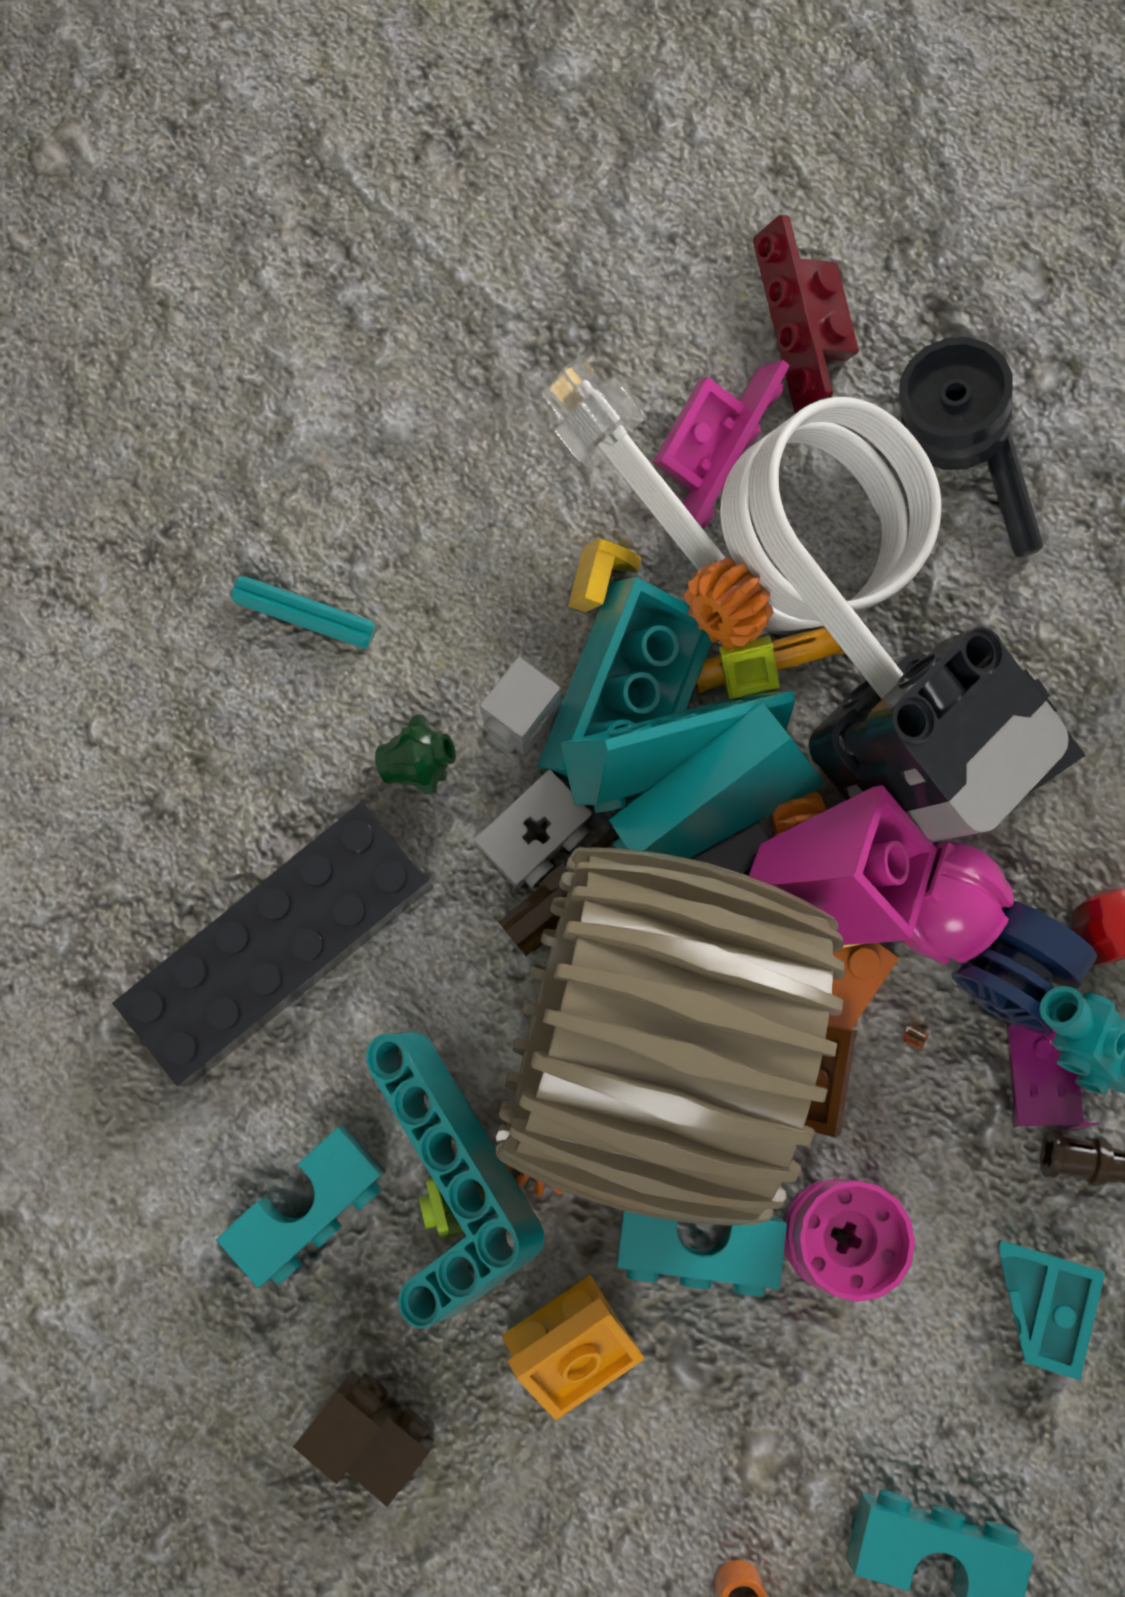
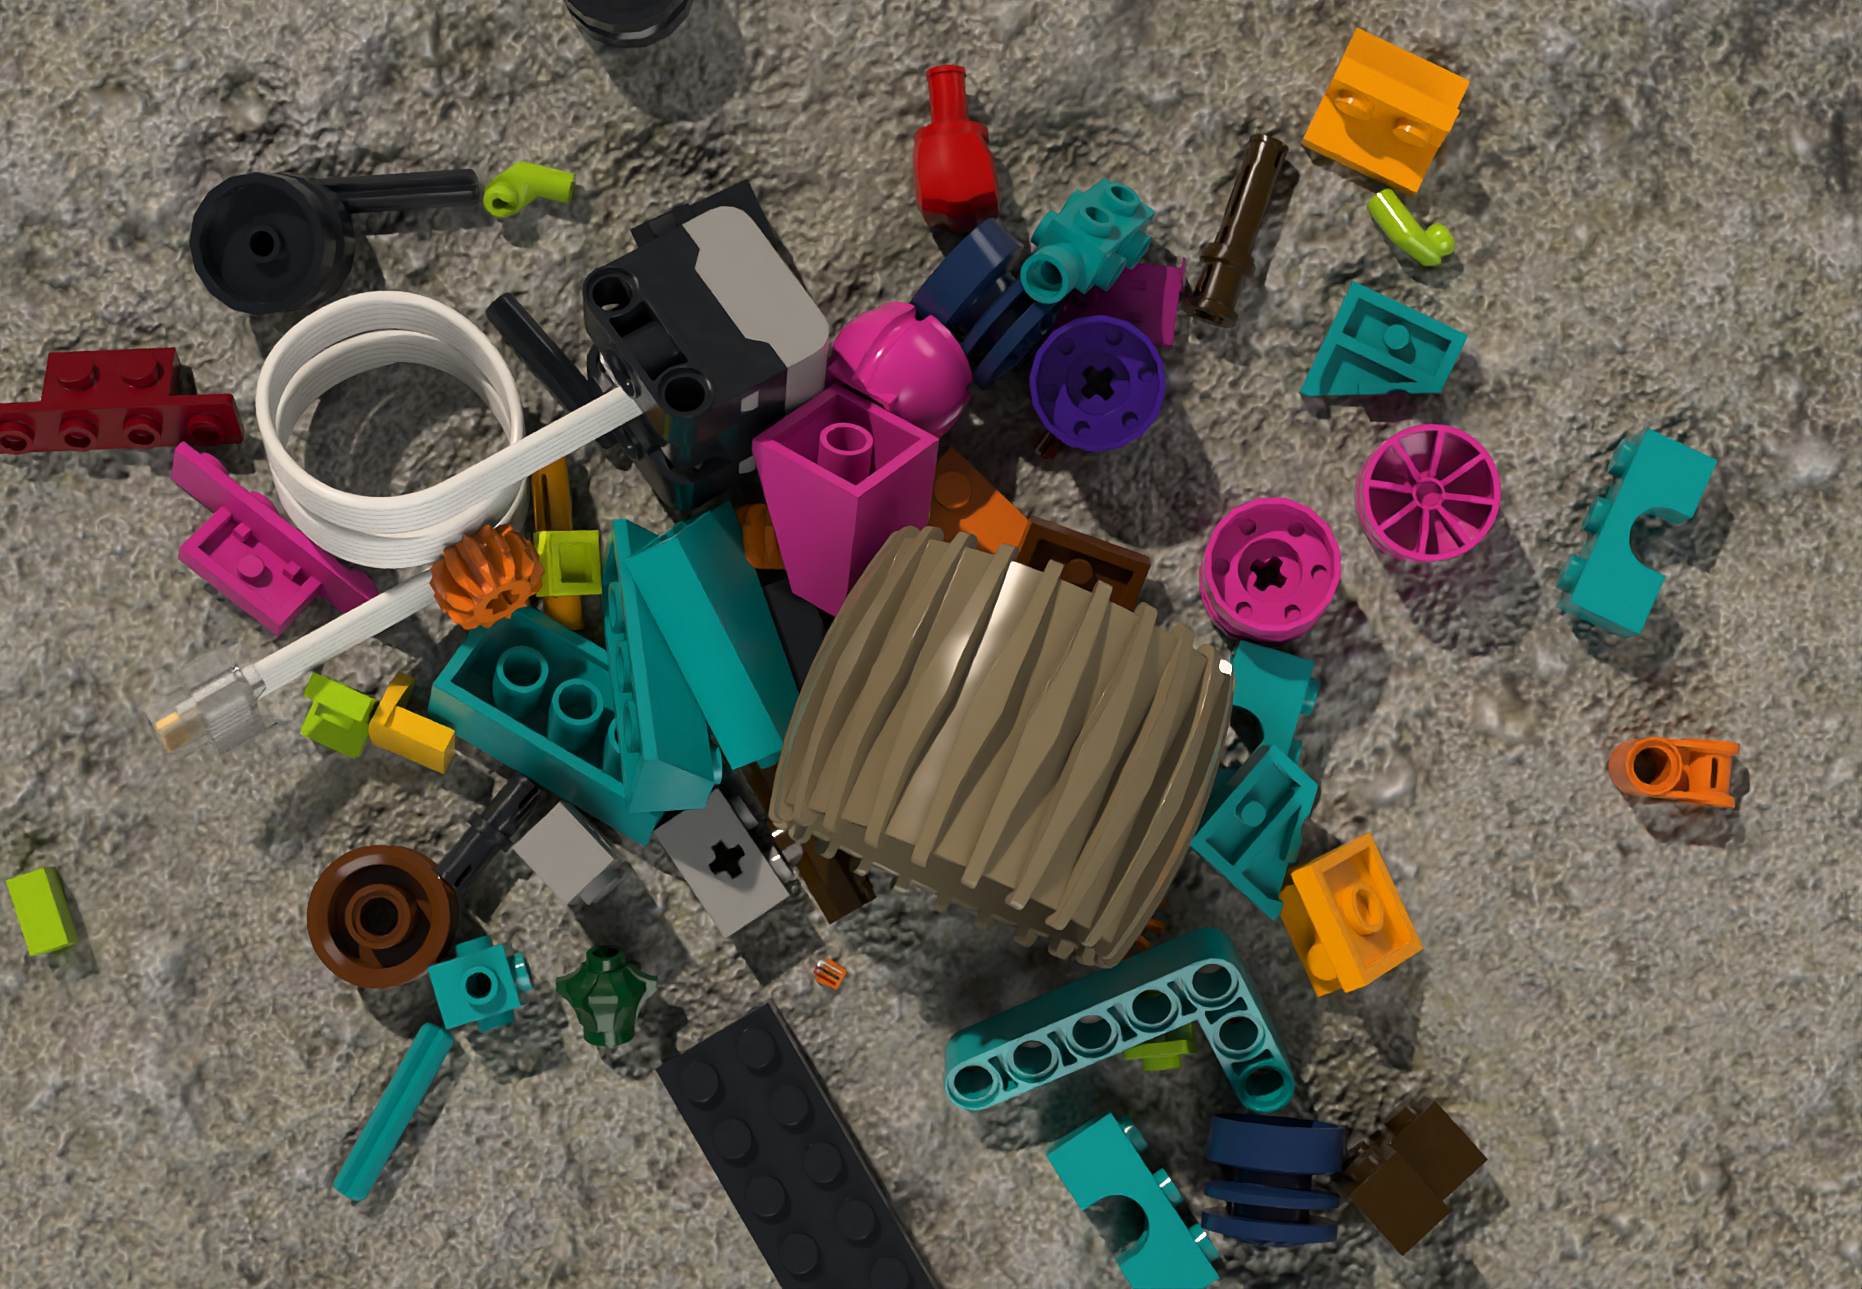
camera: 85 degrees left, 5 degrees up
(341, 1322) = (1273, 1178): none -> dark blue wheel
(407, 642) = (459, 989): none -> teal brick
(416, 331) = (42, 911): none -> lime piece
(442, 545) = (341, 925): none -> reddish brown wheel
(459, 930) = (830, 973): none -> orange piece
(528, 646) = (490, 832): none -> black pin
(600, 516) = (338, 715): none -> lime bracket
(635, 1262) = (1256, 825): none -> teal wing
(908, 623) = (542, 356): none -> black axle
(940, 1366) = (1427, 494): none -> dark pink wheel
(1010, 1067) = (1059, 380): none -> dark purple wheel
(1038, 588) = (525, 183): none -> lime arm

